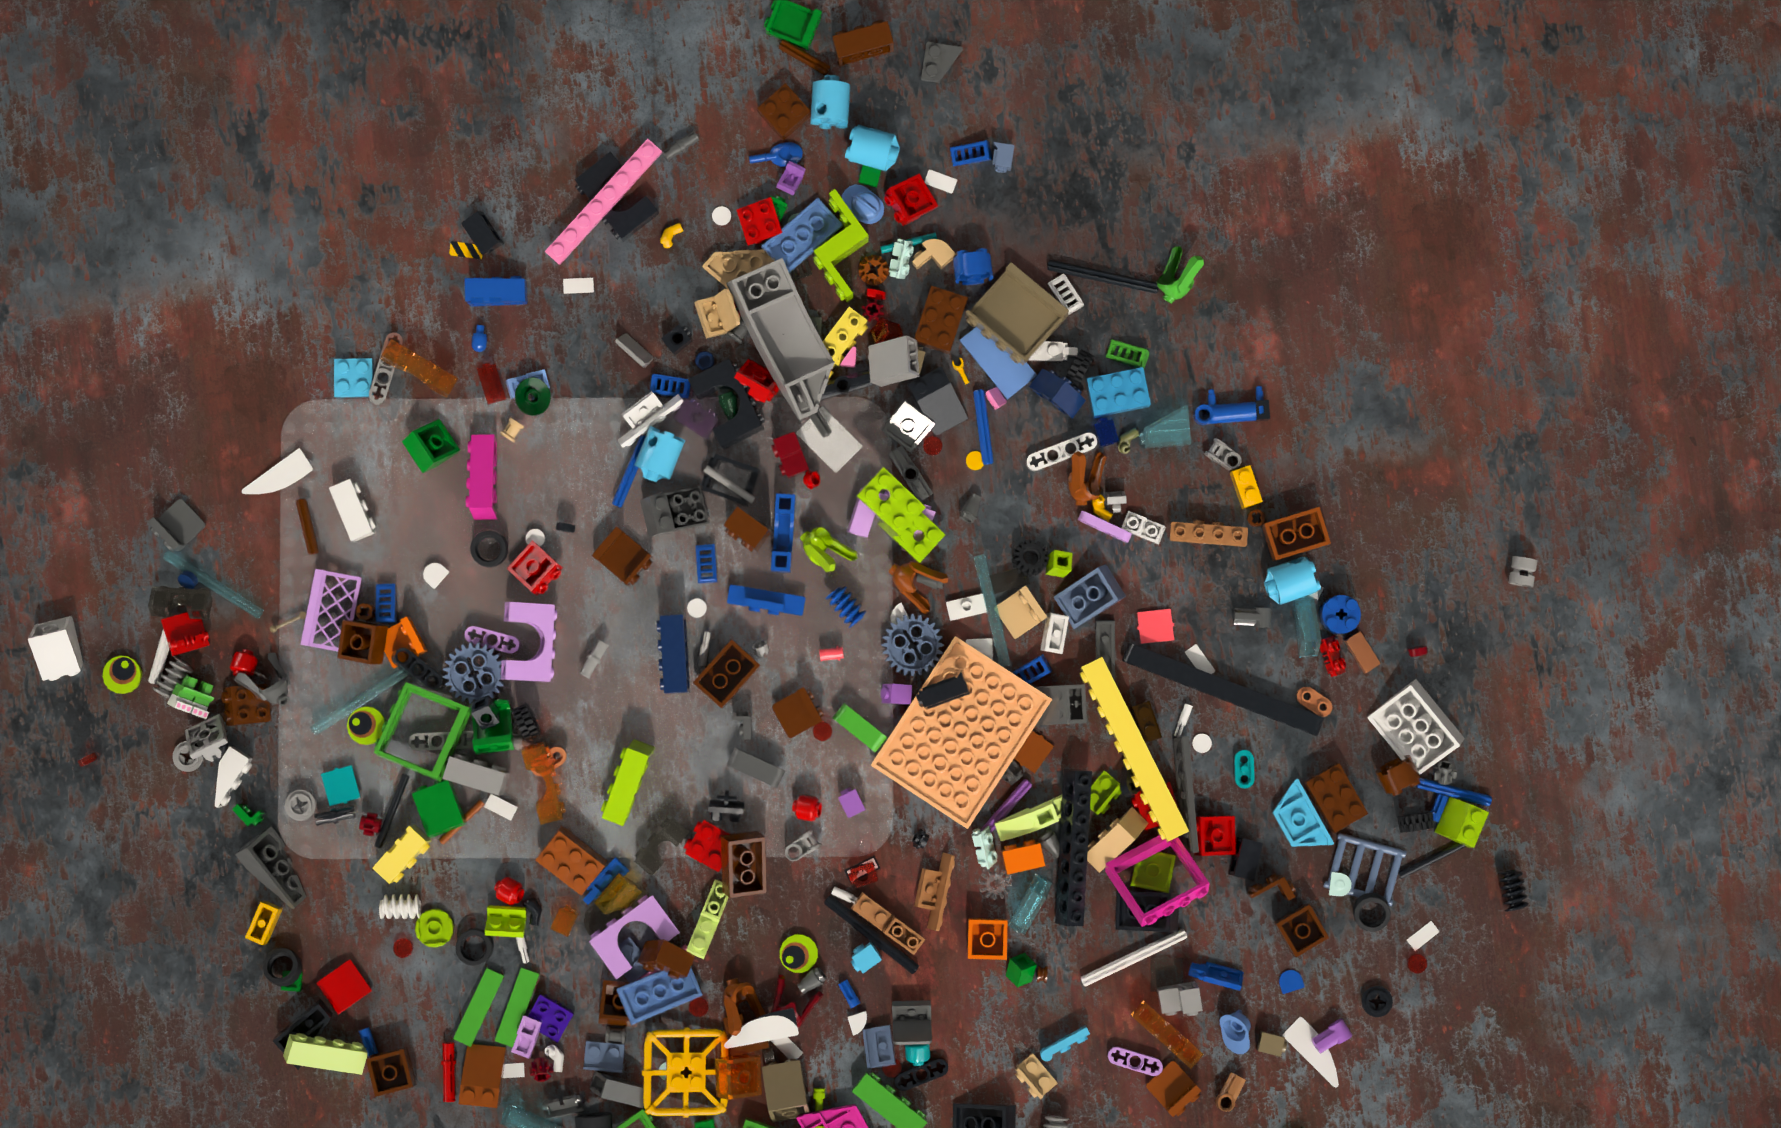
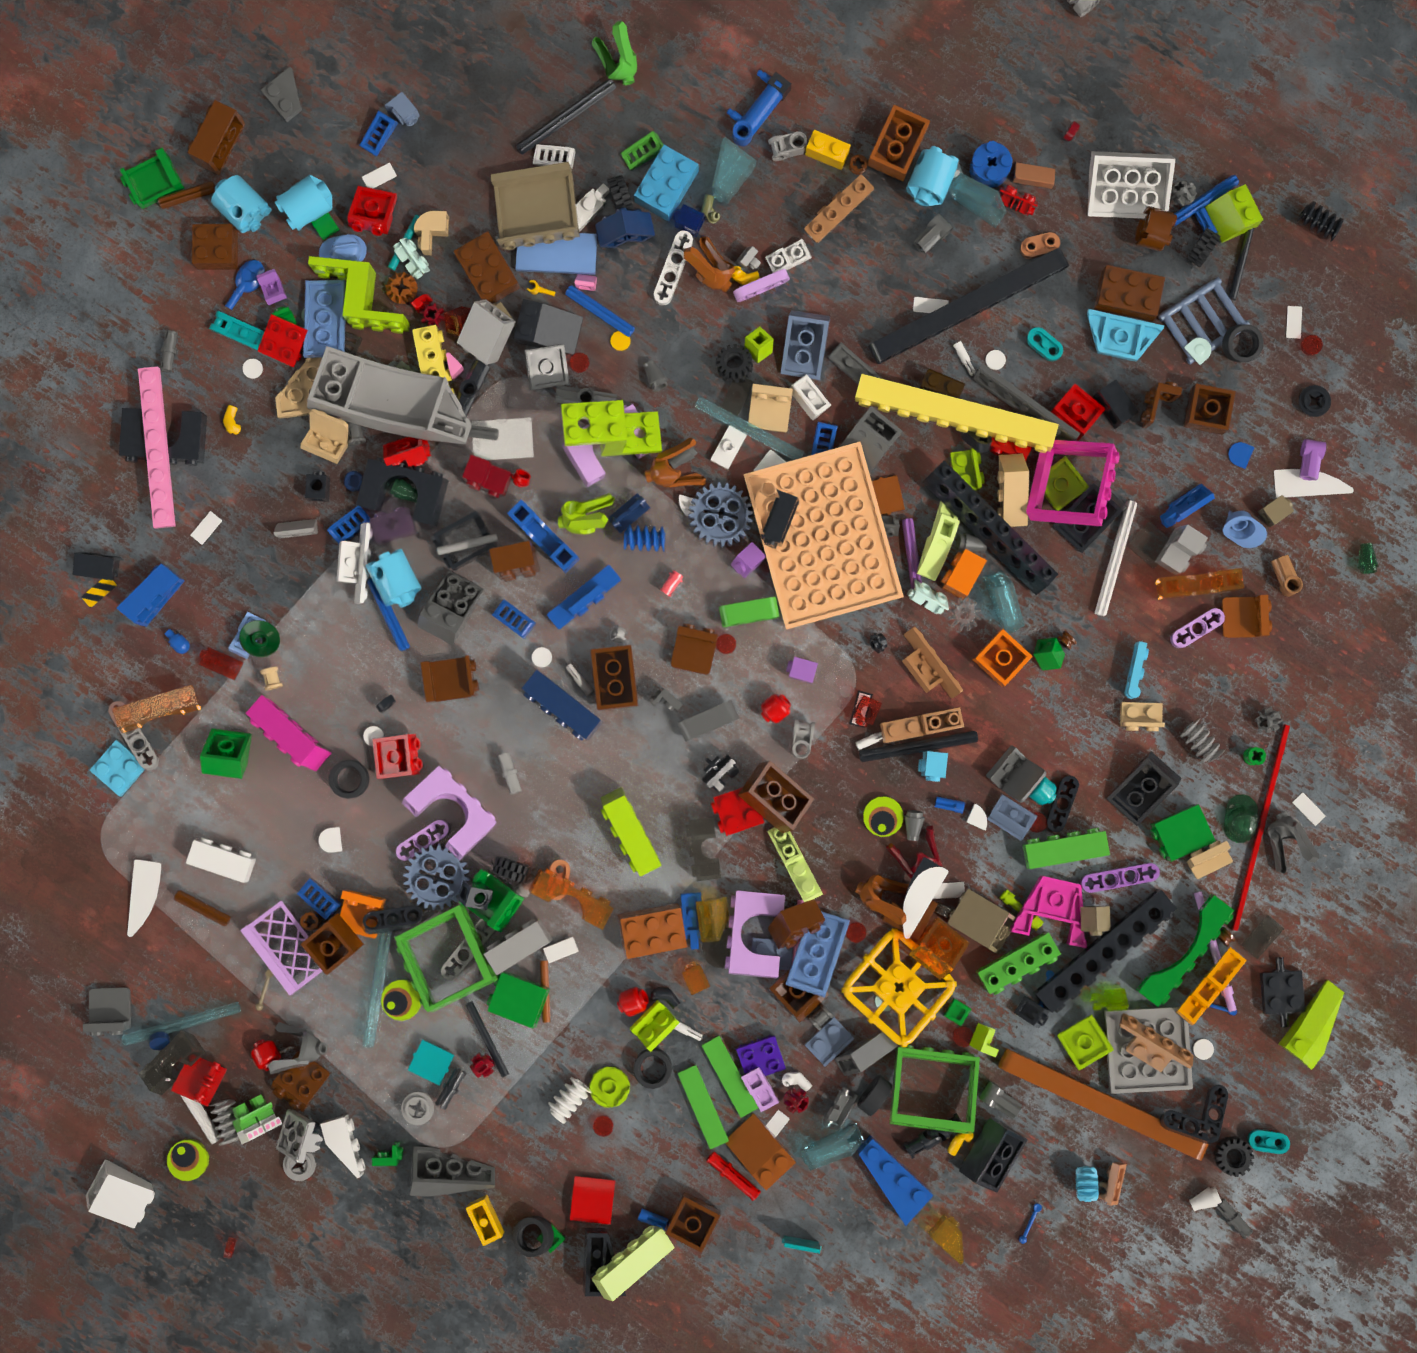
camera: 45 degrees left, 0 degrees up
(402, 854) = (529, 1060): light yellow wedge -> none
(739, 182) = (237, 330): none -> teal plate
(854, 578) = (628, 513): none -> dark blue hinge
(972, 267) = (467, 207): blue brick -> none
(1155, 626) = (873, 315): coral piece -> none

